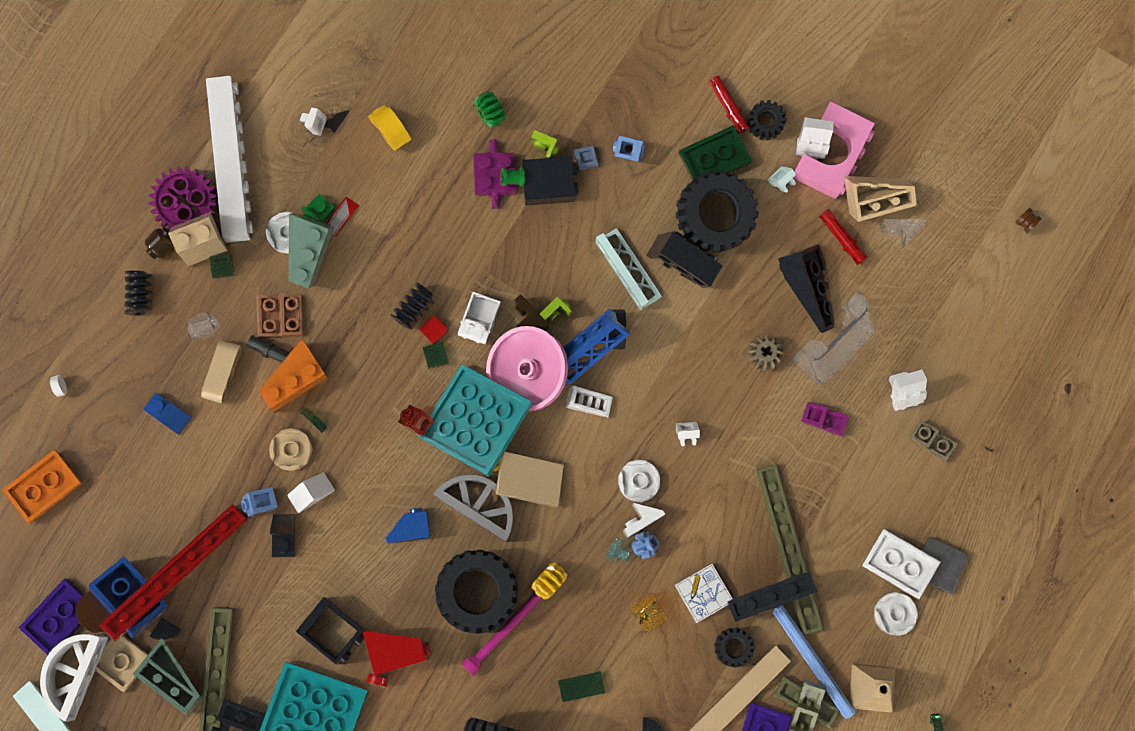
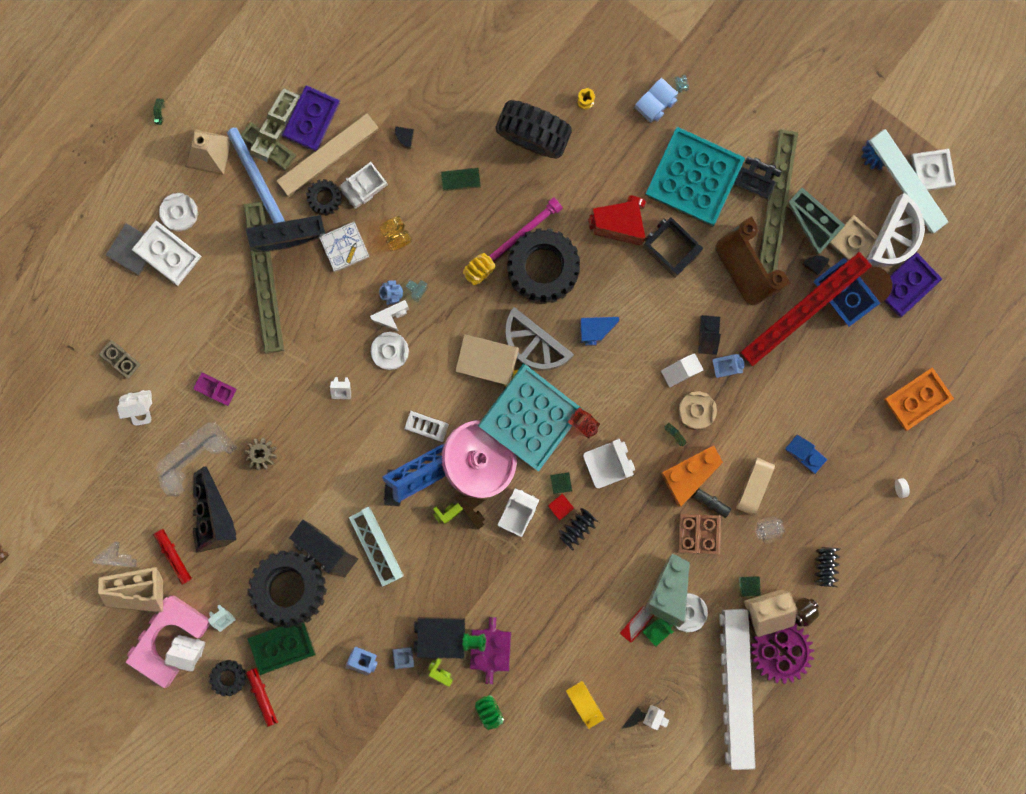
camera: 170 degrees left, 5 degrees up
(247, 615) = (746, 267): none -> reddish brown windscreen
(384, 380) = (609, 463): none -> white bracket
(692, 666) = (363, 185): none -> white piece

